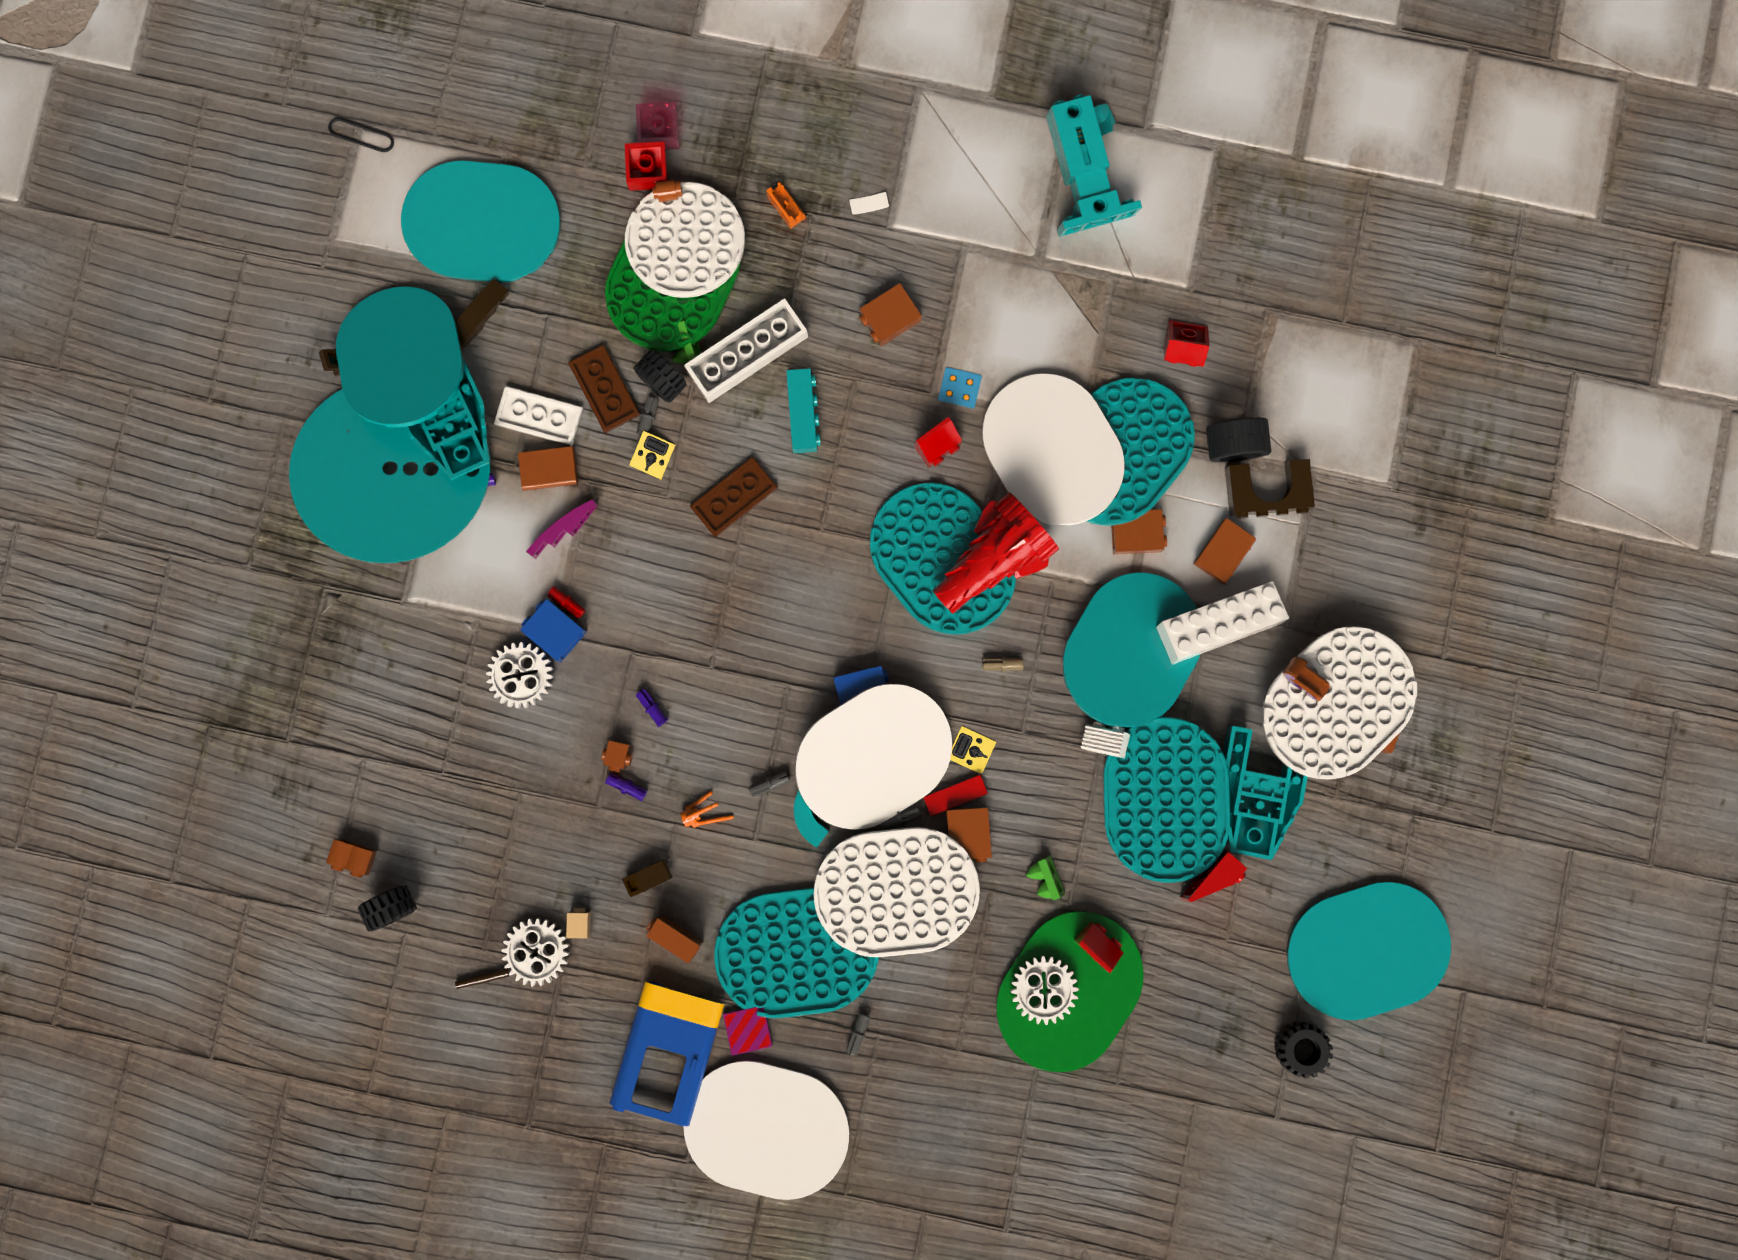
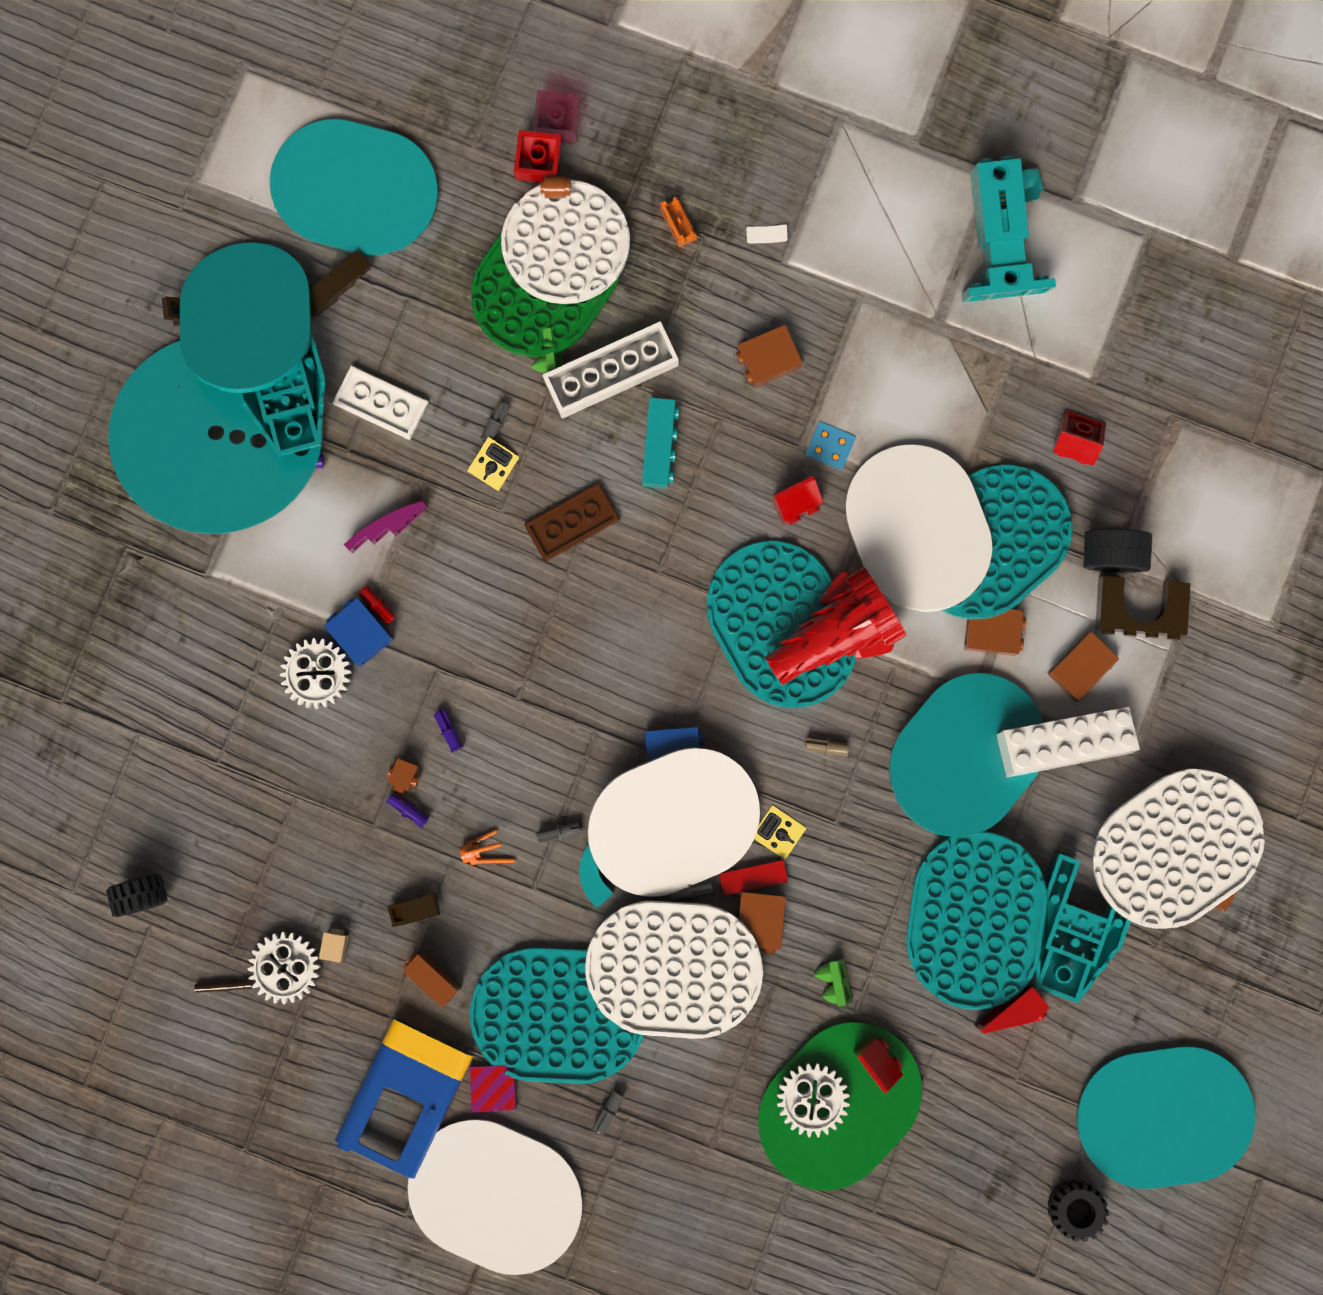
camera: 15 degrees right, 0 degrees up
(351, 857) = (107, 835): dark orange brick -> none
(363, 127) = (239, 83): black piece -> none
(548, 468) = (381, 460): dark orange piece -> none
(604, 388) = (454, 385): reddish brown tile -> none
(660, 376) = (515, 382): black tyre -> none
(1104, 740) = (922, 847): white brick -> none
(1306, 679) = (1146, 817): dark orange animal -> none

